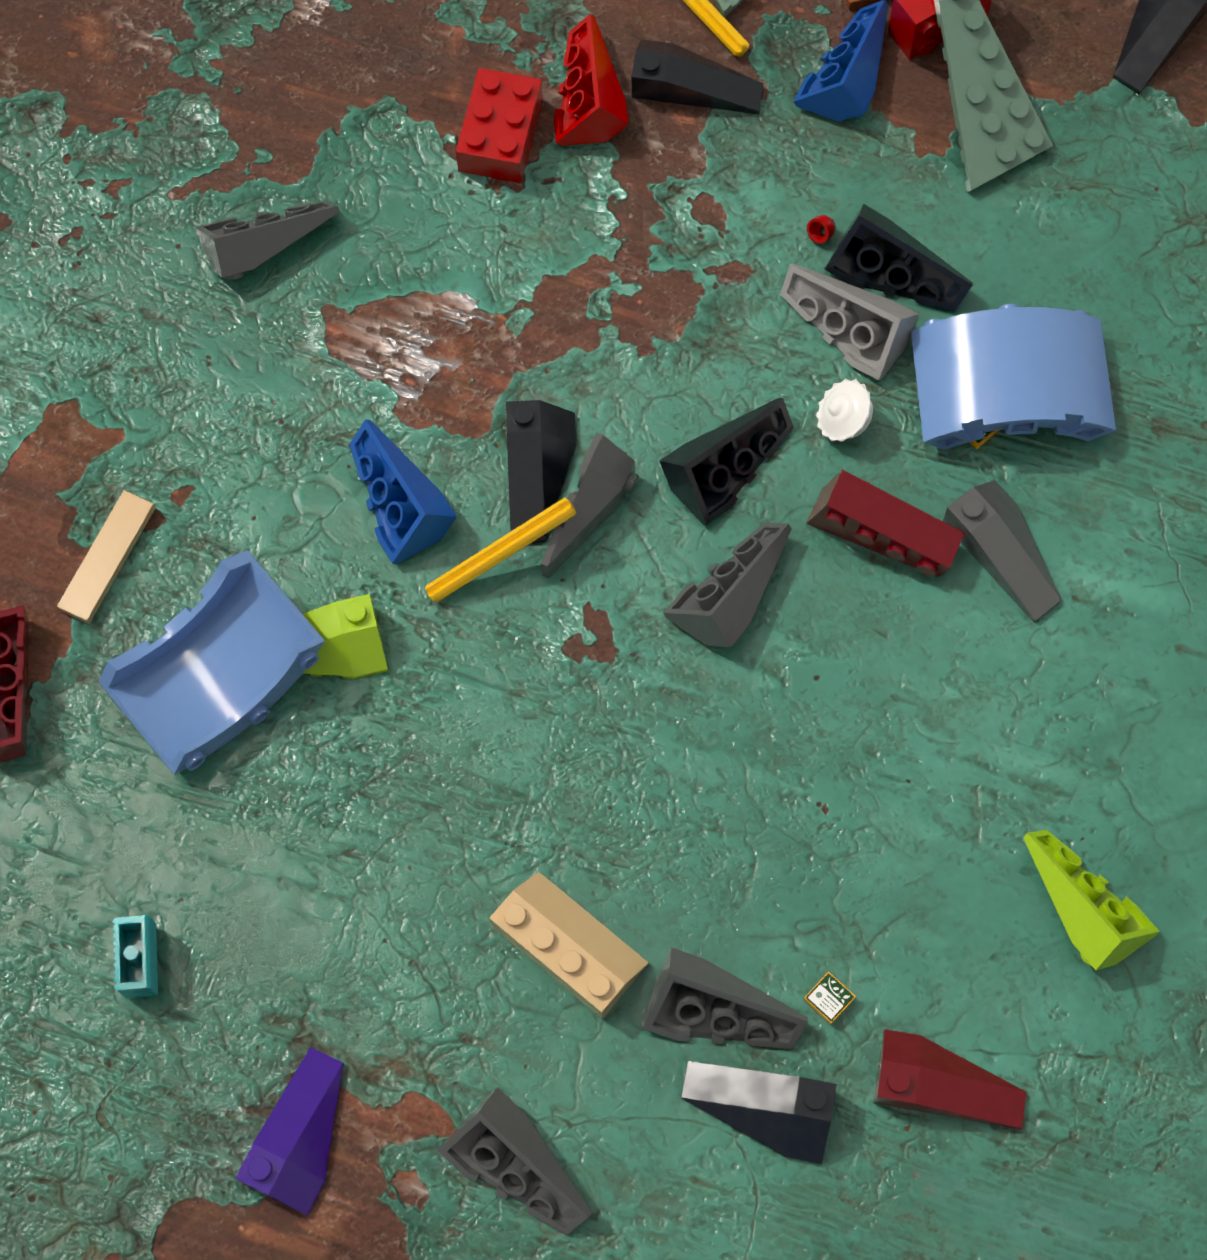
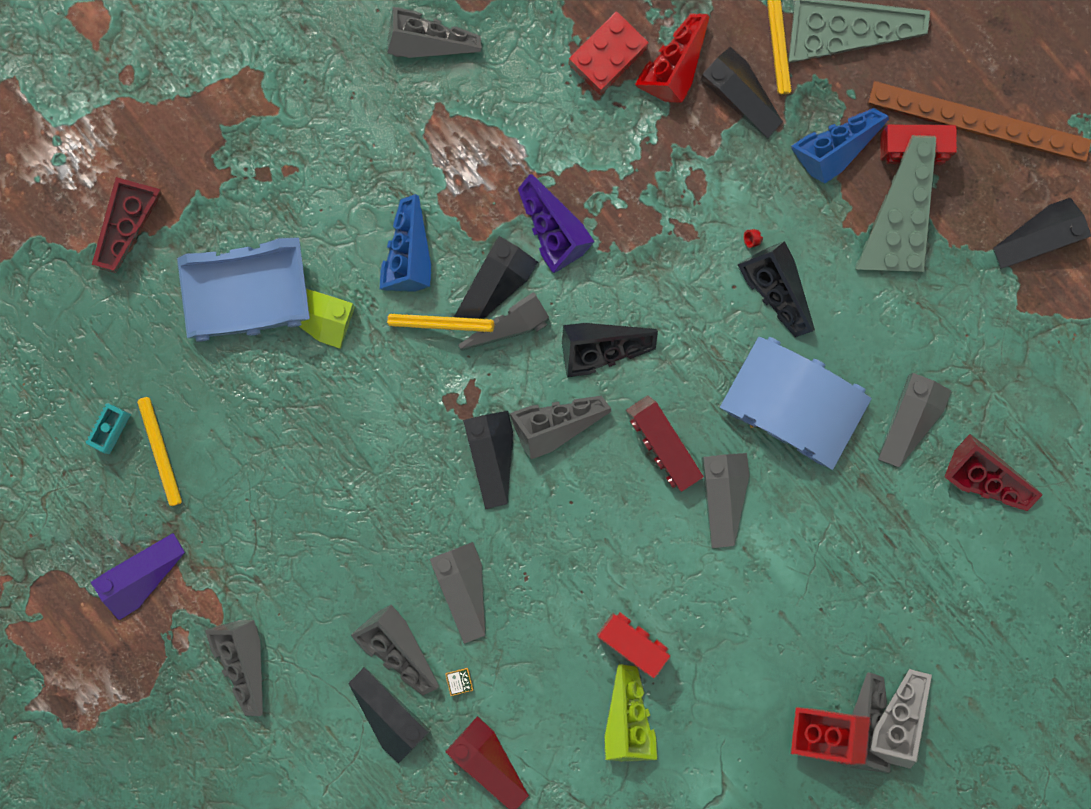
camera: 30 degrees right, 15 degrees up
(106, 557) = (225, 183): tan tile -> none
(226, 949) = (159, 451): none -> yellow axle
(568, 943) = (340, 565): tan slope -> none
(573, 359) = (558, 230): none -> dark purple wedge
(669, 674) = (491, 449): none -> black wedge
(745, 867) = (461, 583): none -> dark grey wedge
(845, 410) = (687, 361): white piece -> none
(858, 322) = (734, 310): light grey wedge -> none
(1026, 795) = (634, 644): none -> red brick
(1164, 309) = (915, 414): none -> dark grey wedge

